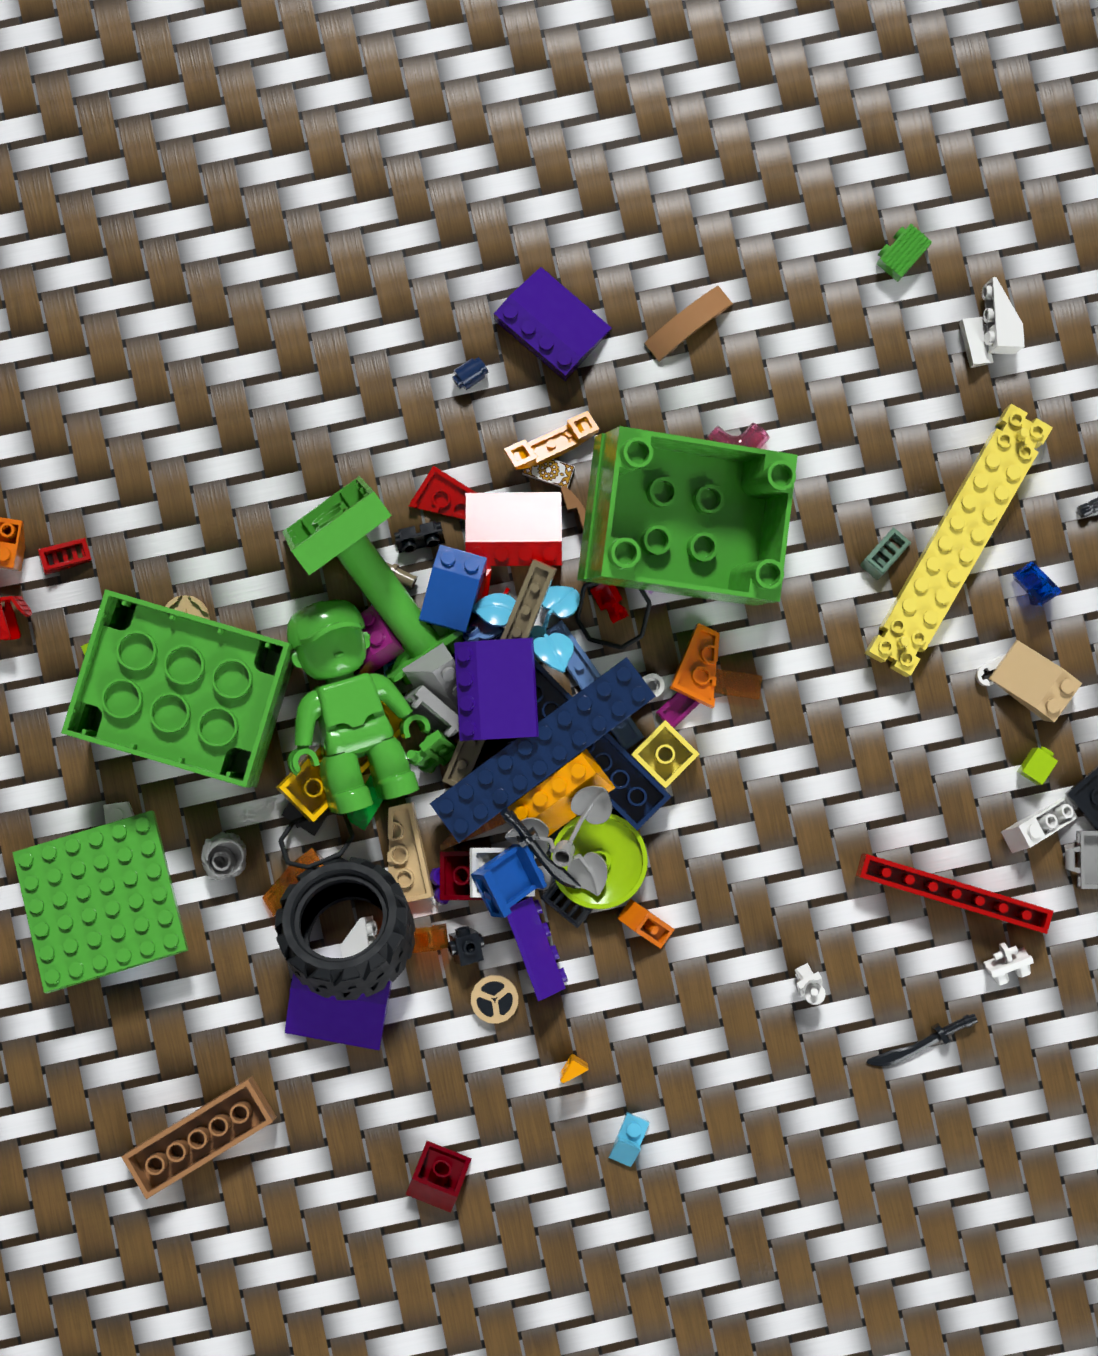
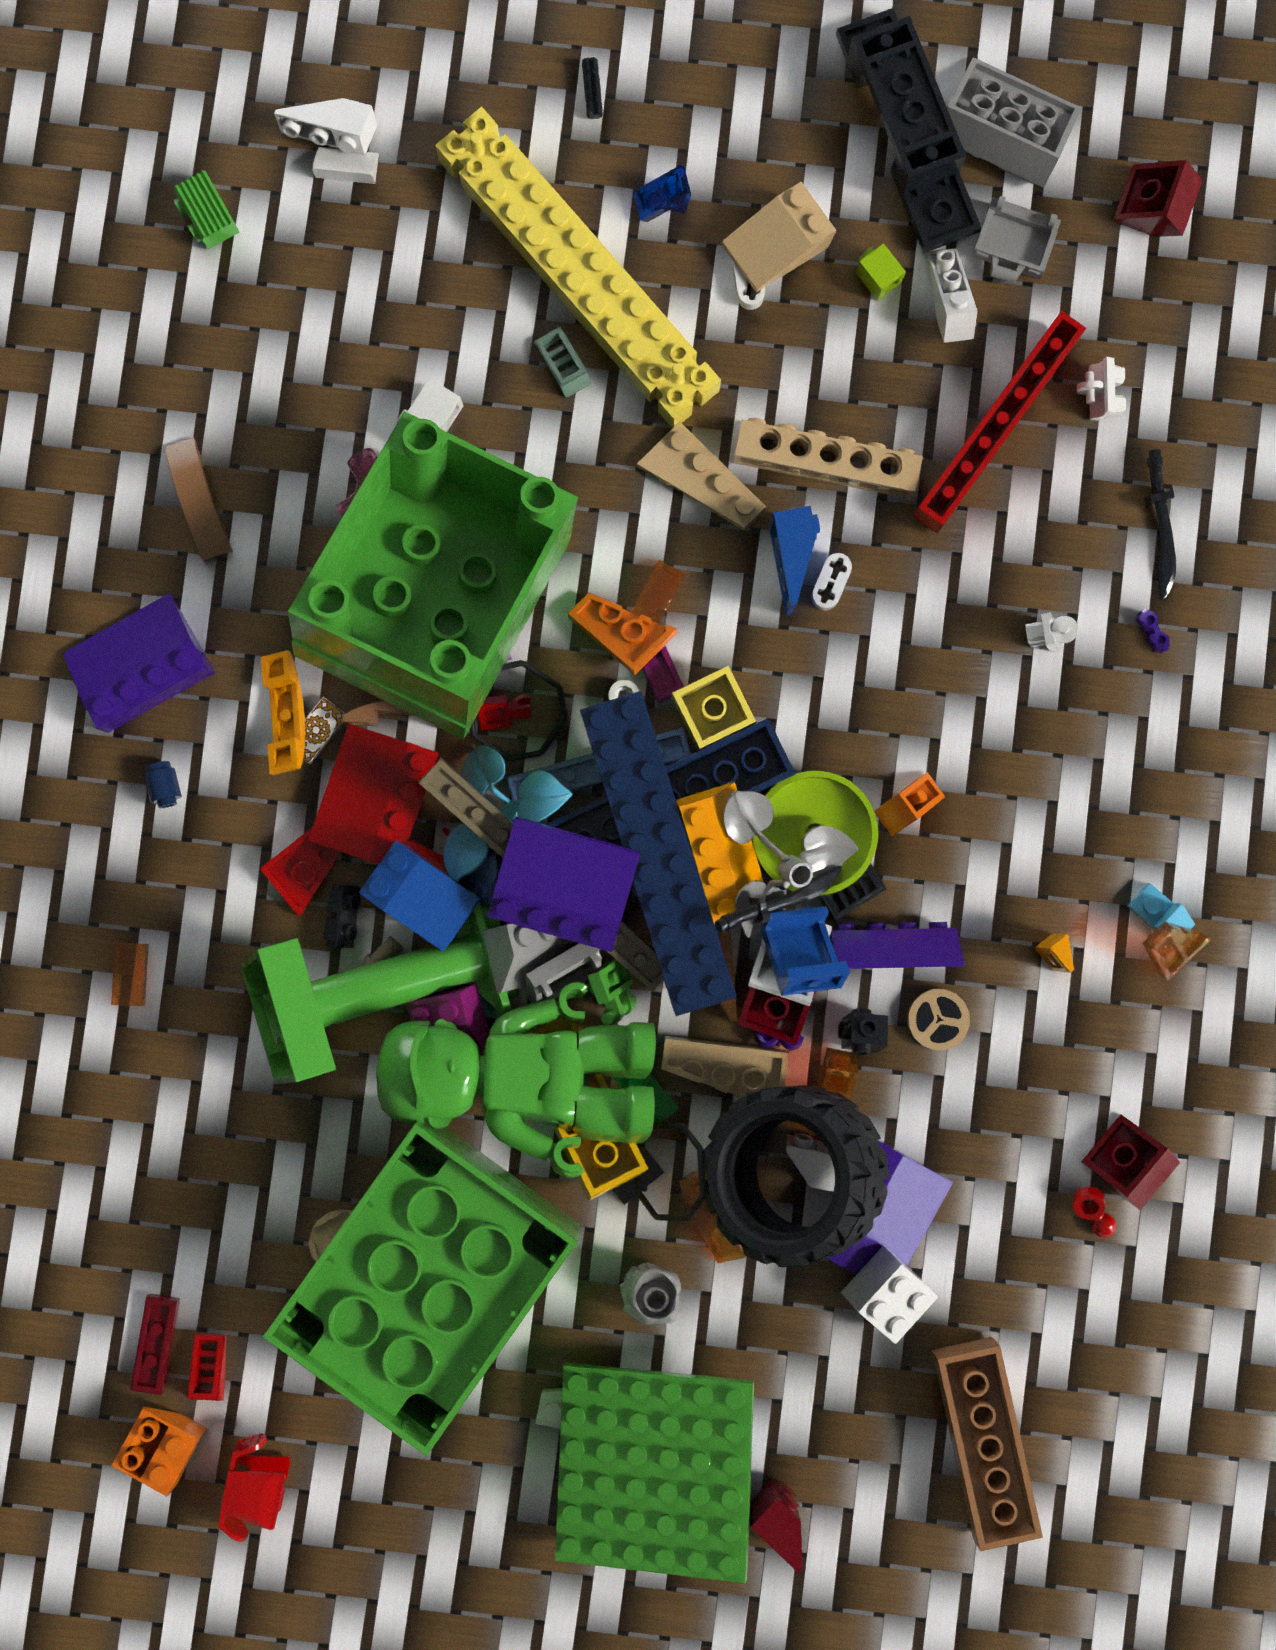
camera: 70 degrees left, 0 degrees up
(68, 512) = (155, 1344): none -> dark red tile
(93, 1002) = (778, 1522): none -> dark red slope
(282, 1029) = (889, 1294): none -> white brick
(325, 399) = (129, 974): none -> clear orange tile
(386, 1171) = (1101, 1223): none -> red plate
(607, 1155) = (1173, 947): none -> clear orange wing
(794, 816) = (838, 584): none -> white beam
(807, 771) = (792, 541): none -> blue slope
(813, 471) = (435, 404): none -> white brick
(834, 1068) = (1148, 624): none -> dark purple piece
(837, 681) = (692, 469): none -> tan wing
(875, 787) = (811, 466): none -> tan brick

